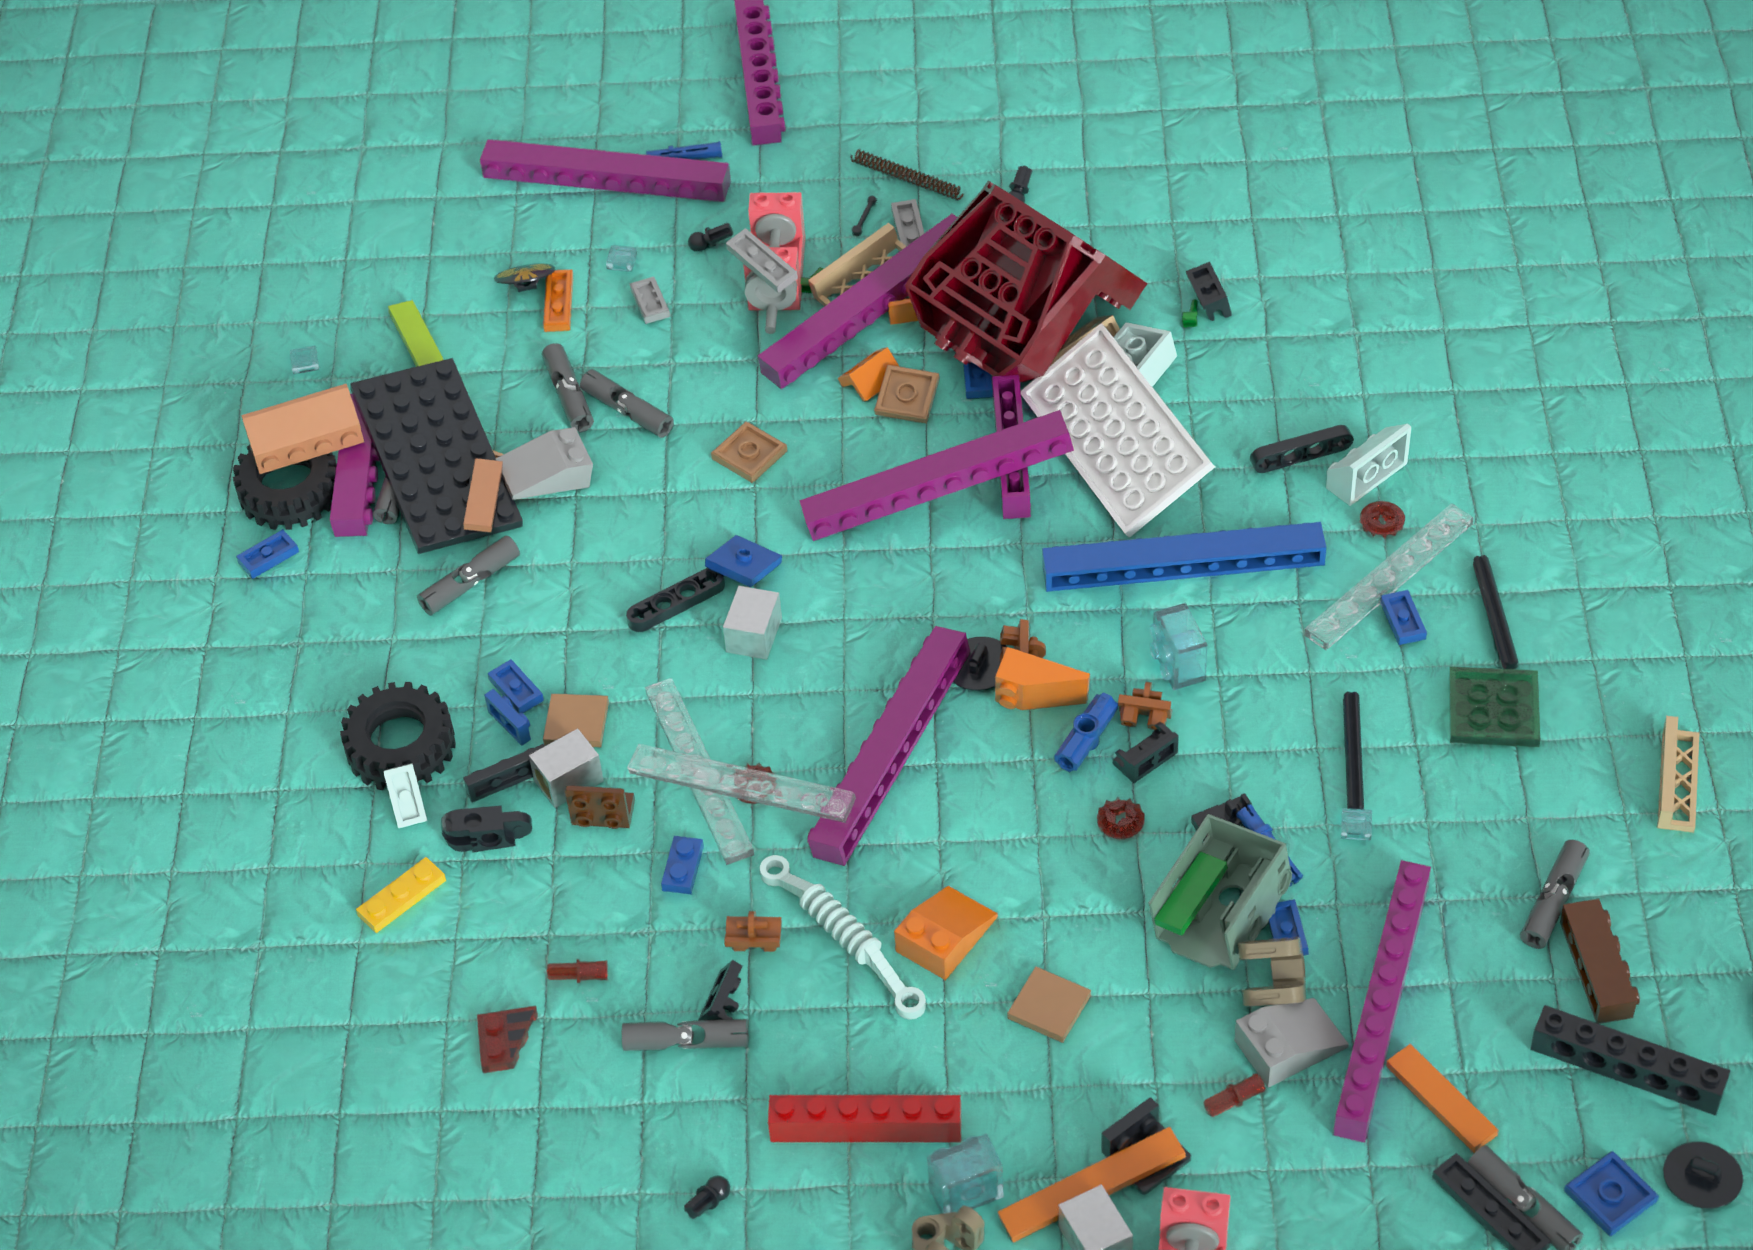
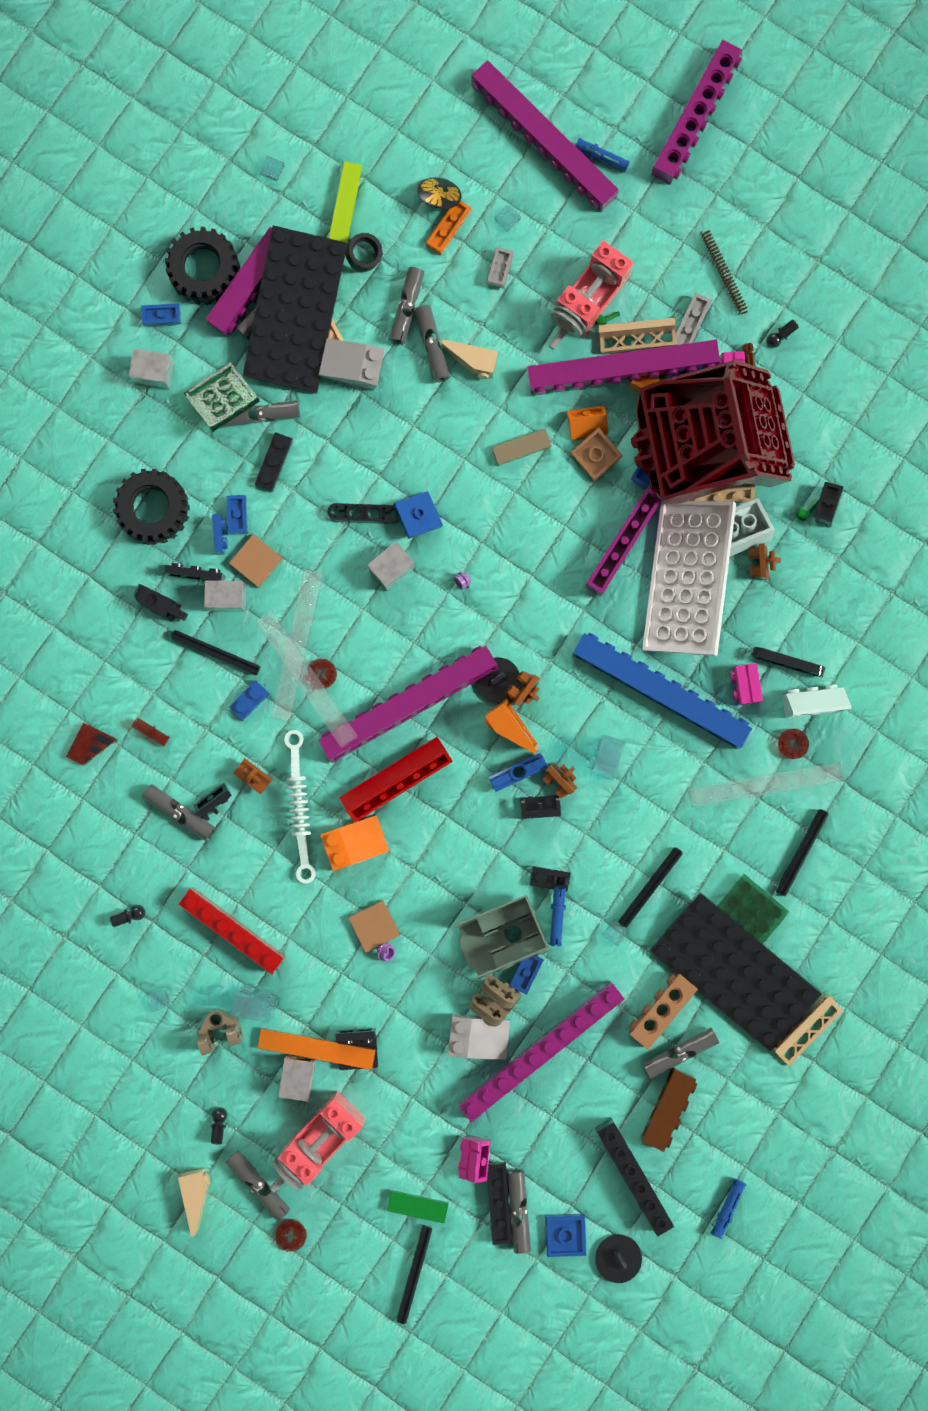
camera: 30 degrees right, 35 degrees up
(296, 604) = (152, 369): none -> flat silver piece
(302, 428) = (221, 247): slope -> none
(401, 894) = (93, 613): yellow plate -> none
(405, 795) = (129, 553): light aqua plate -> none
(407, 579) = (221, 397): none -> clear green plate
(483, 354) = (374, 242): none -> black tyre
(483, 495) = (300, 364): nougat tile -> none
(521, 615) = (274, 462): none -> black plate
(598, 840) = (215, 652): none -> black axle
(599, 806) = (231, 632): reddish brown bracket -> none
(685, 389) = (475, 359): none -> tan slope
(699, 241) = (571, 240): black axle -> none
(749, 452) = (478, 430): medium nougat tile -> none
(761, 260) = (566, 308): light grey plate -> none
(813, 437) = (521, 447): none -> dark tan tile
(851, 592) = (462, 580): none -> medium lavender plate
(857, 229) = (662, 296): black hinge -> none
(936, 475) = (562, 541): magenta brick -> none
(940, 825) = (395, 779): none -> red brick
(1088, 1019) = (386, 952): none -> medium lavender plate
(1127, 826) = (499, 829): clear red gear -> none
(1189, 377) = (761, 553): none -> dark orange hips
(1191, 893) = (487, 926): green tile -> none
(1234, 1095) = (424, 1048): clear red axle -> none
(1275, 494) = (746, 684): none -> dark pink brick
(1403, 617) = (748, 820): blue plate -> none
(1410, 1172) = (474, 1159): none -> dark pink brick
(1442, 1098) = (527, 1124): orange tile -> none
(1489, 903) = (661, 1021): none -> medium nougat brick
(1535, 768) = (735, 971): none -> black plate

